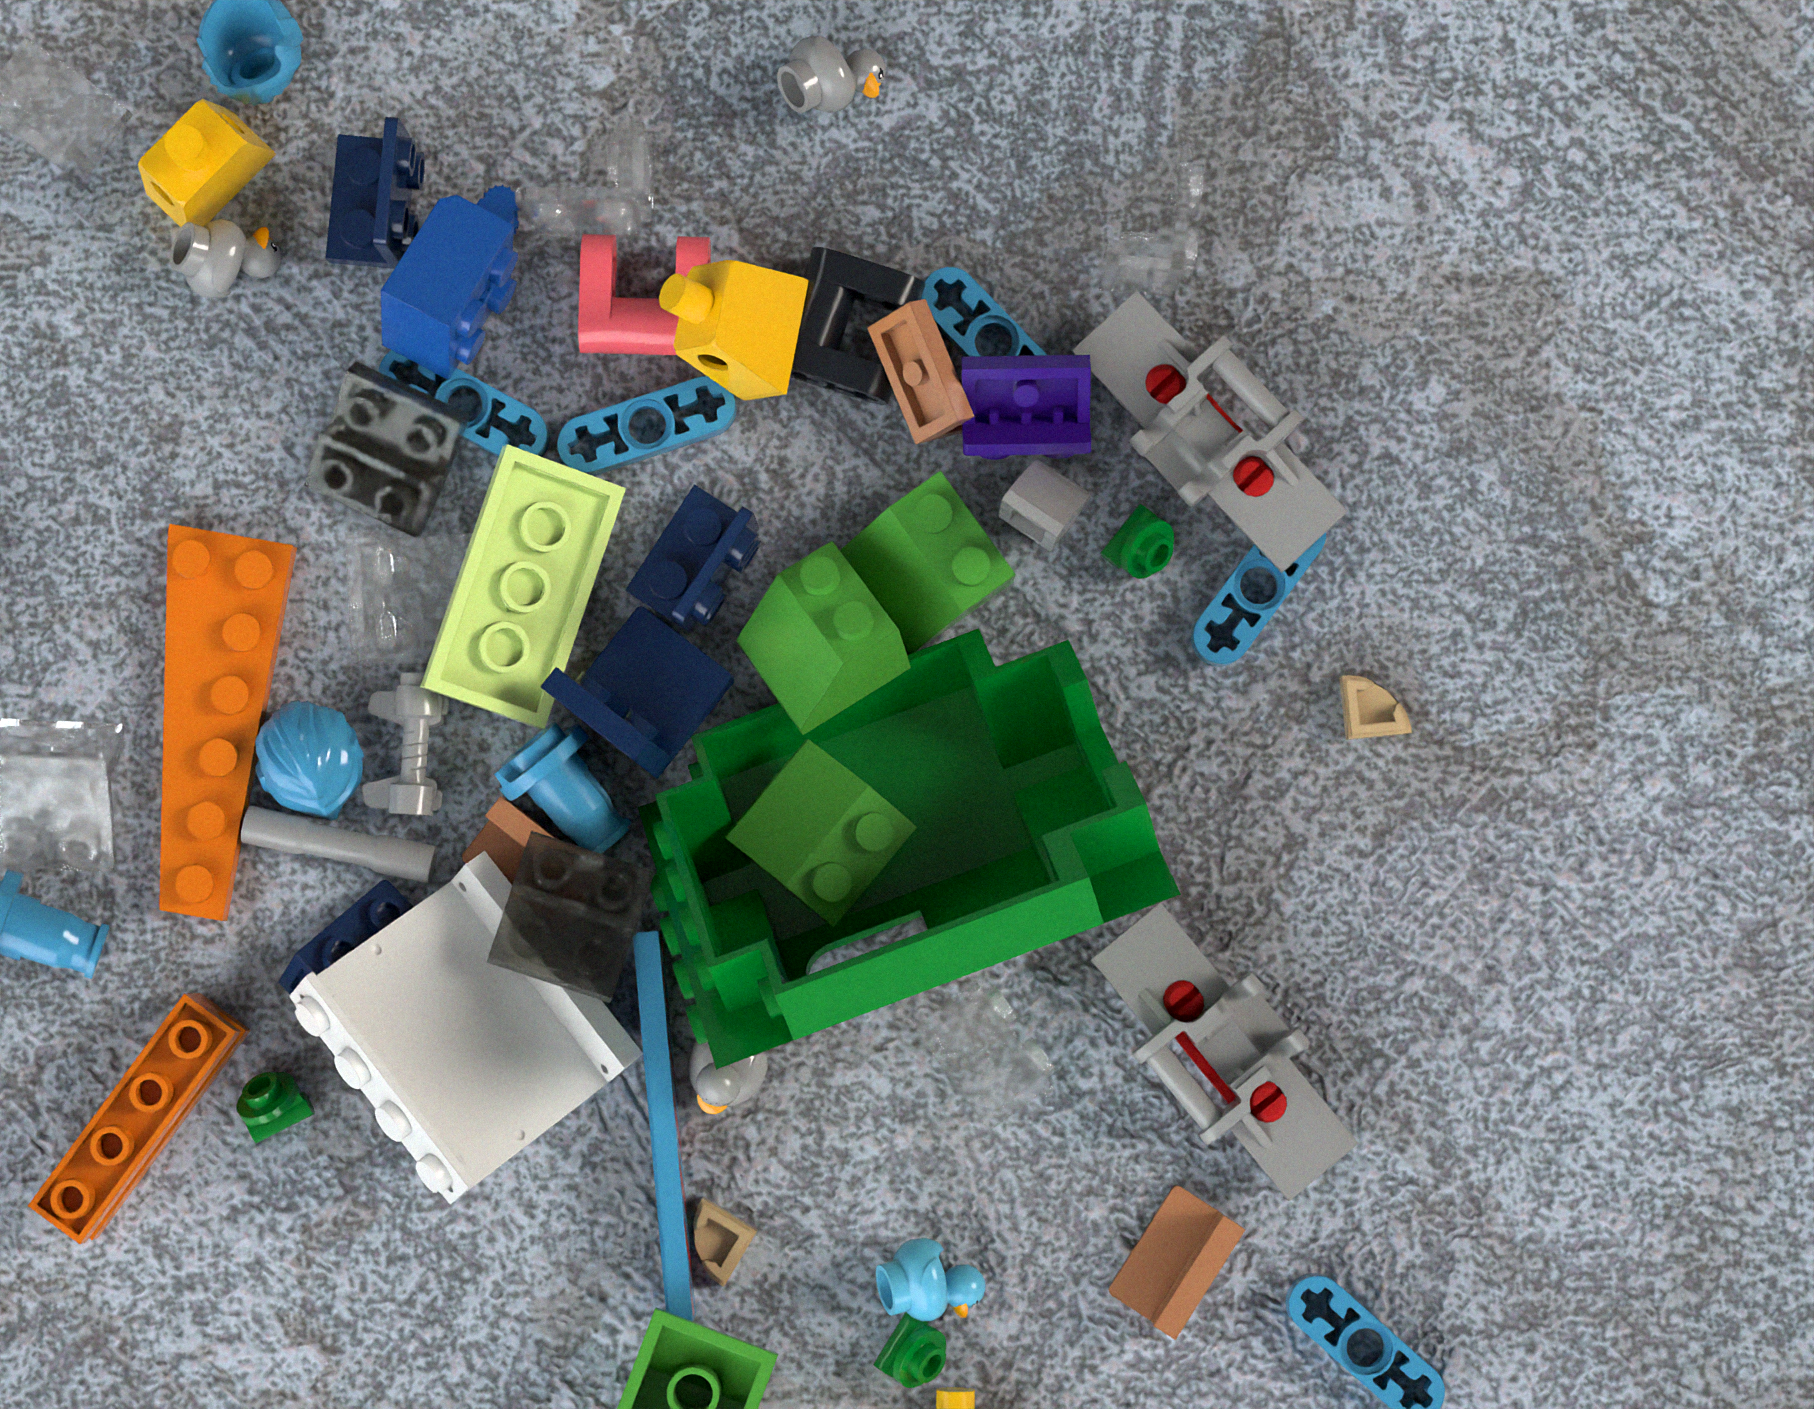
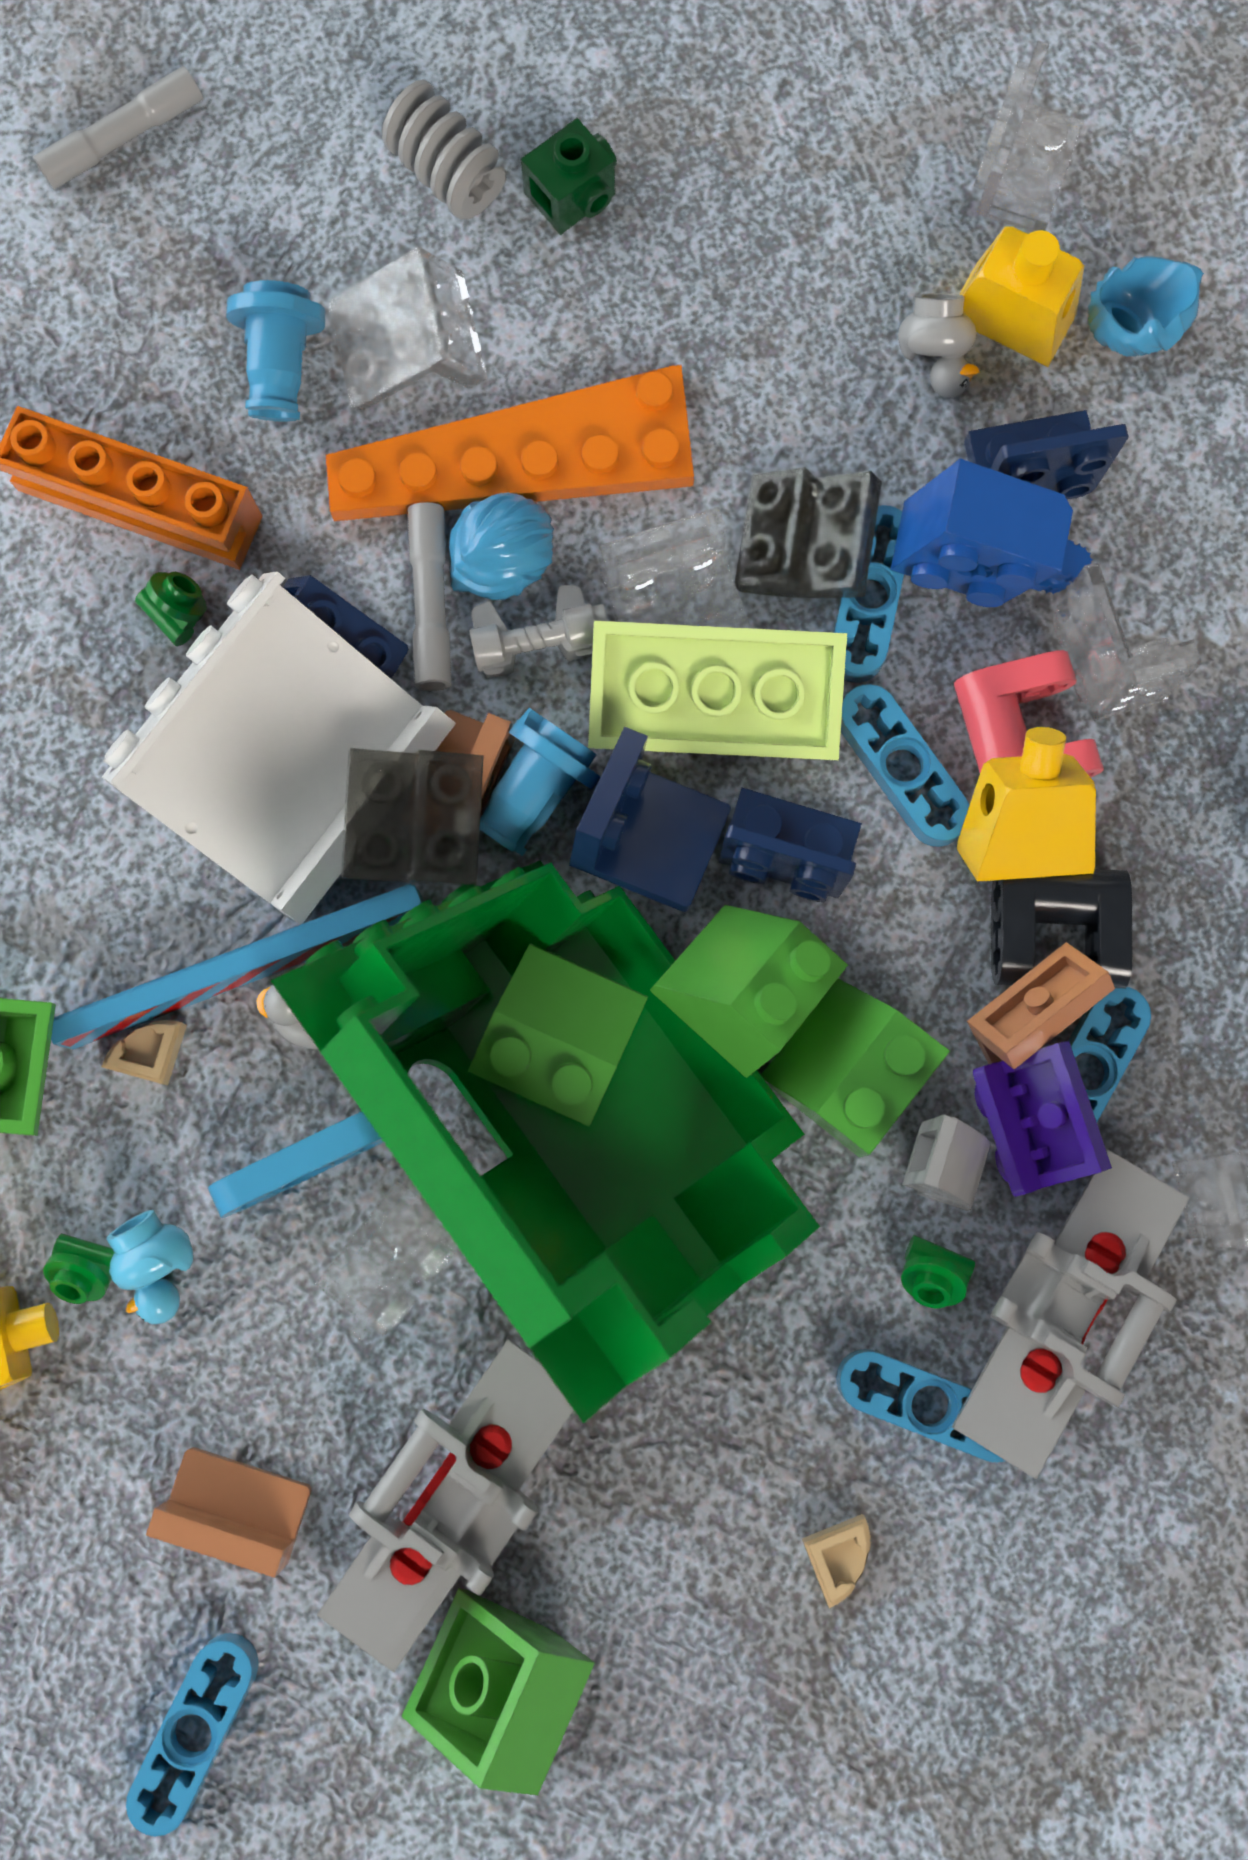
camera: 75 degrees right, 5 degrees down
(869, 1114) = (294, 1165): none -> dark azure beam
(1402, 1055) = (497, 1694): none -> bright green slope

